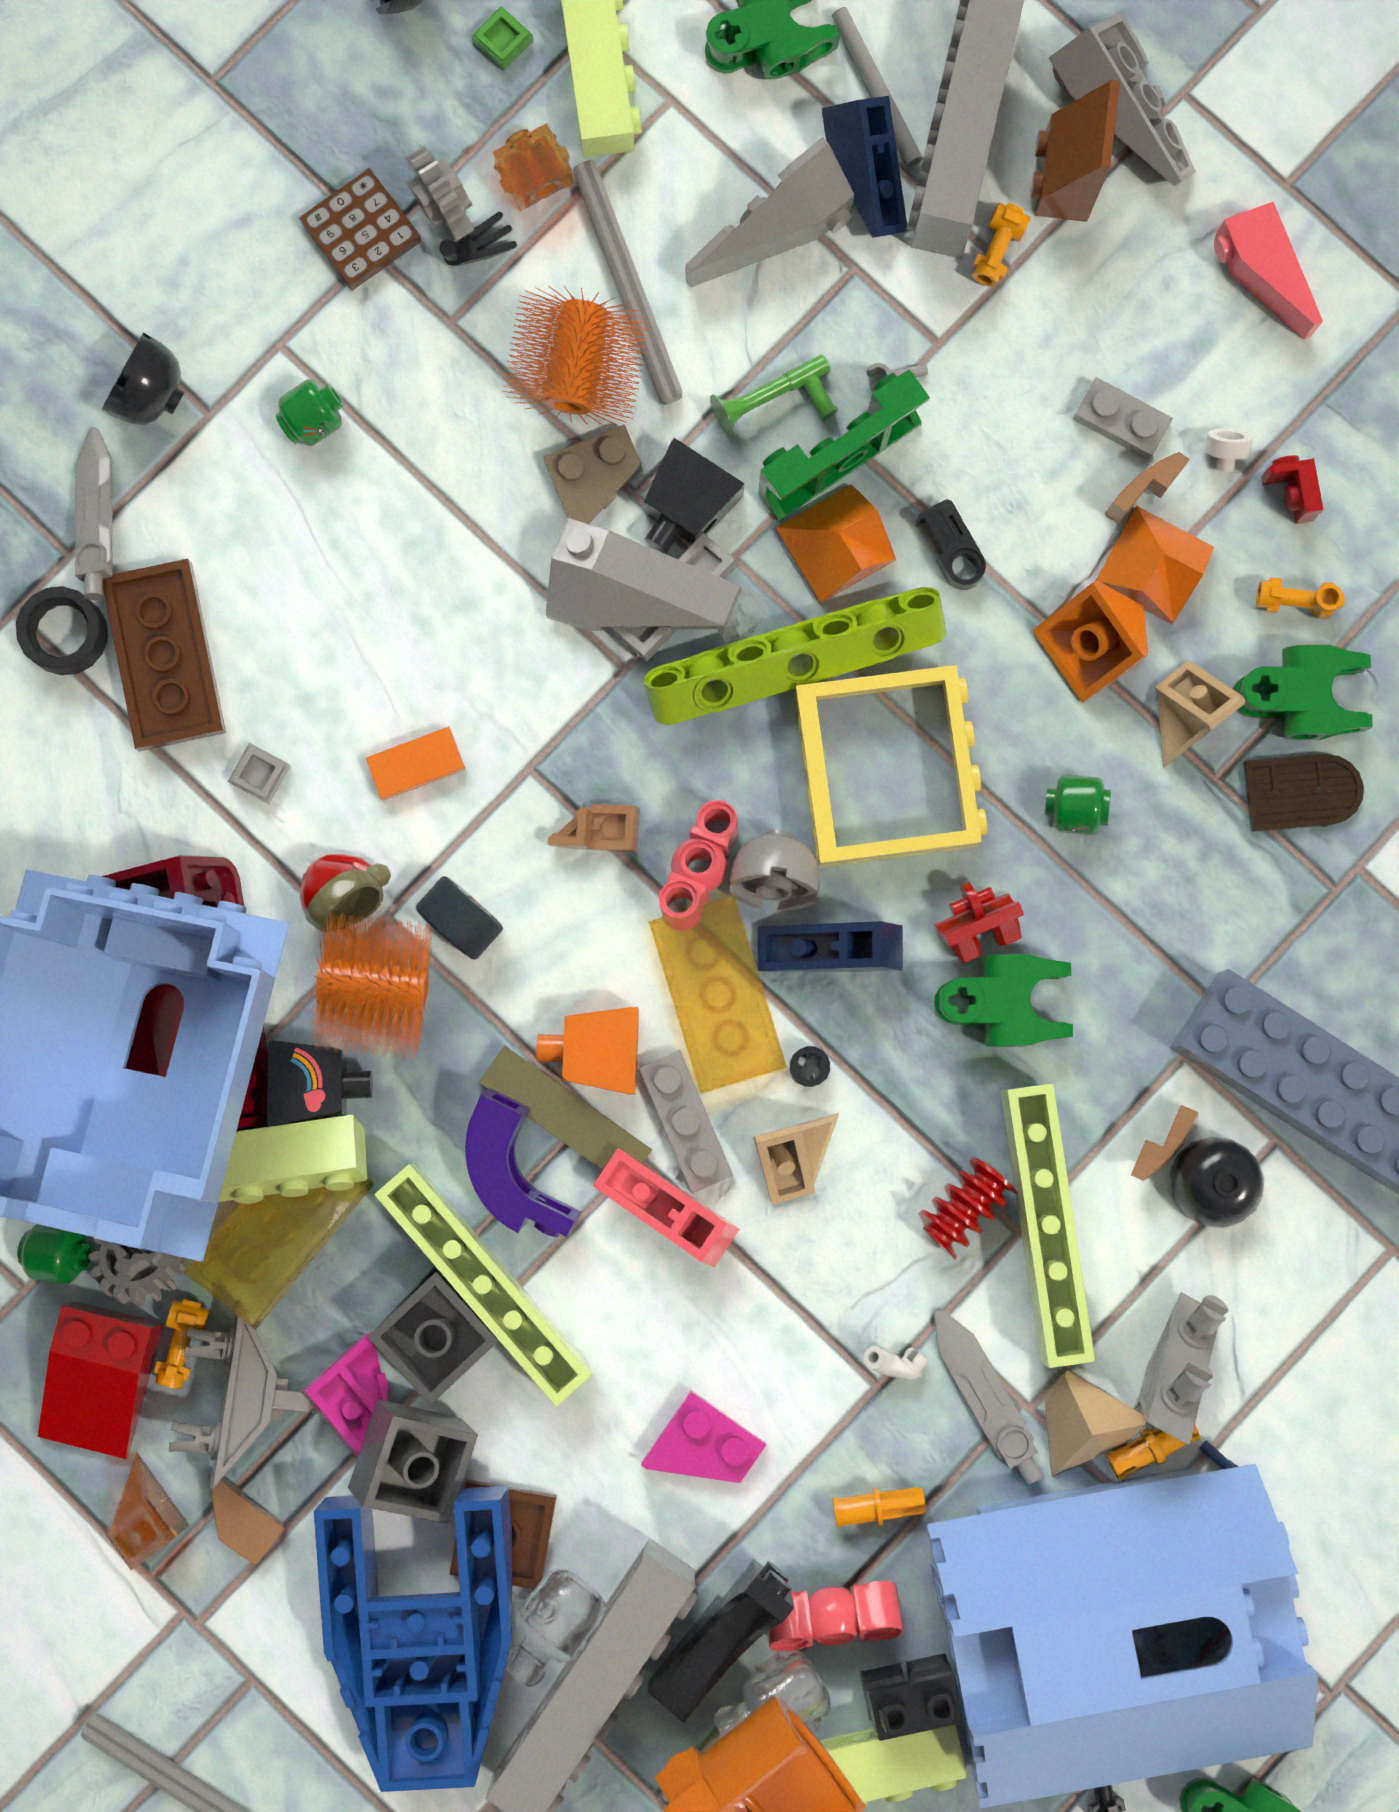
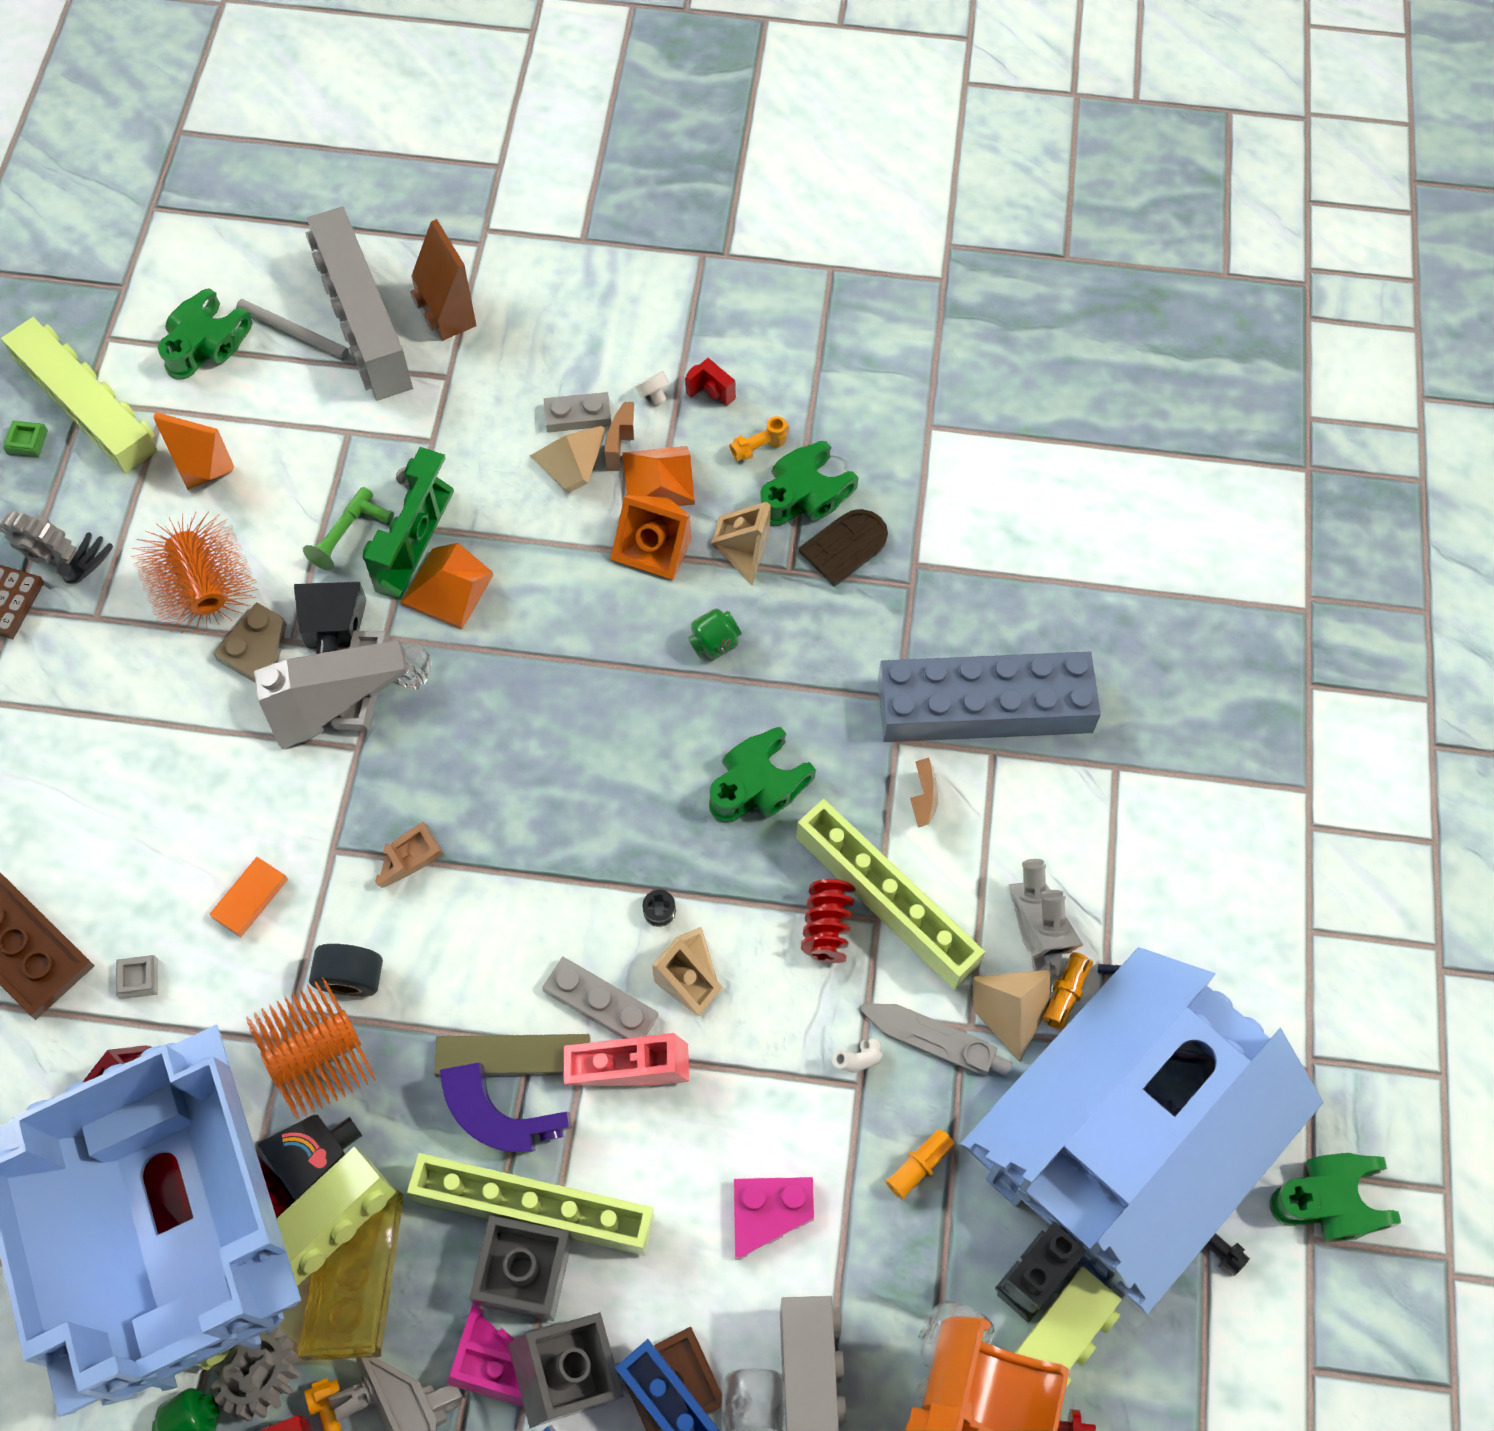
camera: 35 degrees left, 20 degrees down
(309, 412) = (28, 723): green head -> none
(341, 886) = (242, 1000): olive piece -> none
(532, 166) = (93, 492): clear orange head -> none
(596, 1049) = (504, 993): orange torso -> none
(627, 281) = (176, 506): light grey axle -> none
(667, 191) = (194, 449): none -> orange slope
(701, 845) = (497, 840): coral piece -> none
(719, 997) = (564, 905): clear yellow tile -> none
(721, 1636) = (880, 1327): black arch -> none
(765, 664) = (448, 681): lime beam -> none
(775, 870) = (547, 798): light grey cylinder -> none
(799, 211) = (285, 421): light grey wedge -> none
(831, 947) = (618, 821): dark blue slope -> none
(838, 1615) = (945, 1260): coral piece -> none
(867, 153) = (309, 362): dark blue slope -> none
(951, 540) = (520, 540): black piece -> none
(961, 739) = (571, 764): light yellow window -> none
(977, 914) = (714, 732): red hips -> none
(1008, 223) = (428, 351): light orange bar -> none
(1075, 477) = (571, 457): none -> tan slope
(1114, 53) = (411, 234): light grey wedge -> none
(1216, 1182) = (976, 798): black cylinder -> none
(1266, 265) = (604, 283): coral slope -> none

